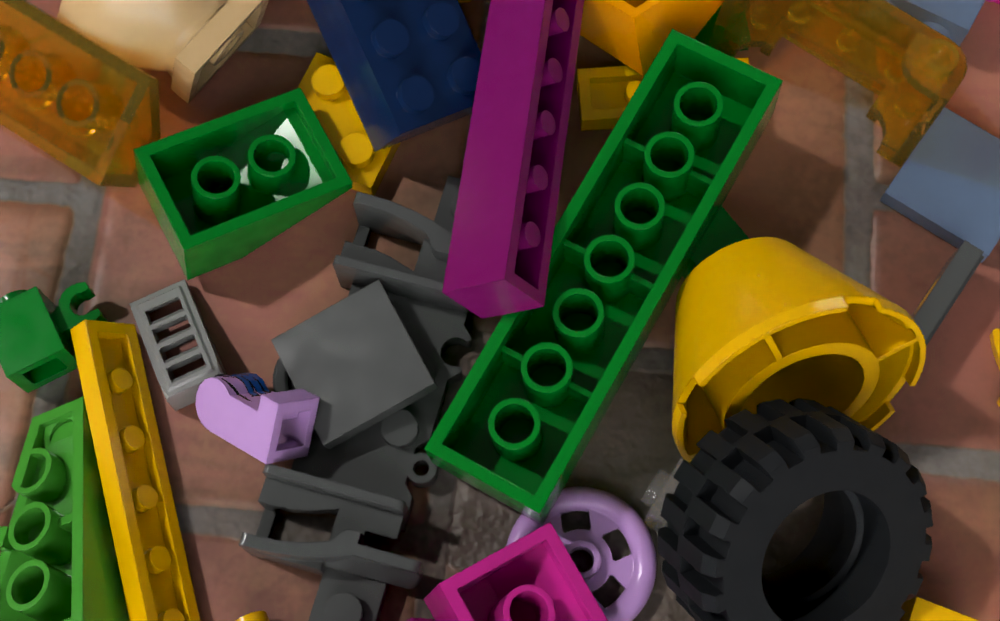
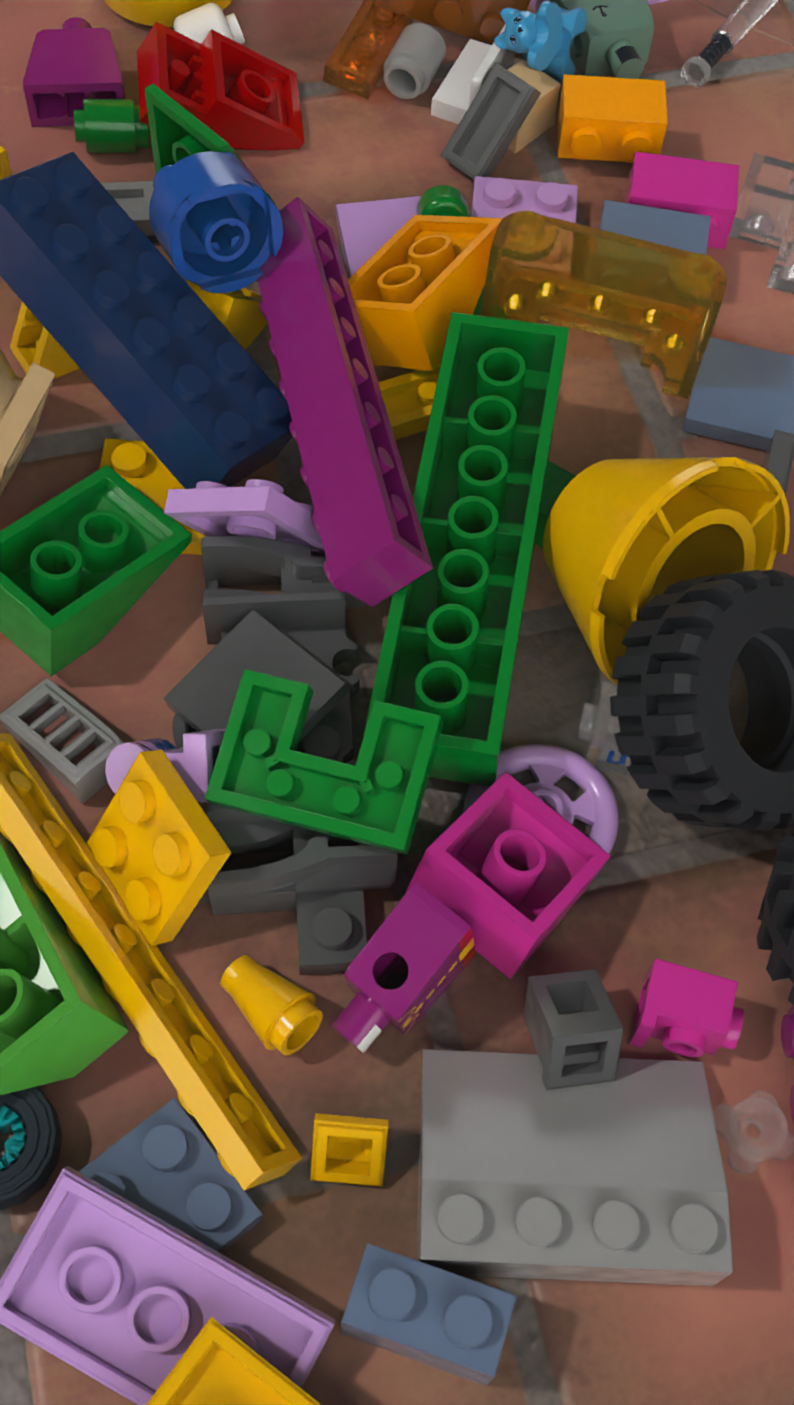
camera: 25 degrees left, 10 degrees down
(210, 488) = (157, 847): none -> yellow plate
(395, 519) = (362, 803): none -> green plate
(406, 185) = (246, 511): none -> lavender plate

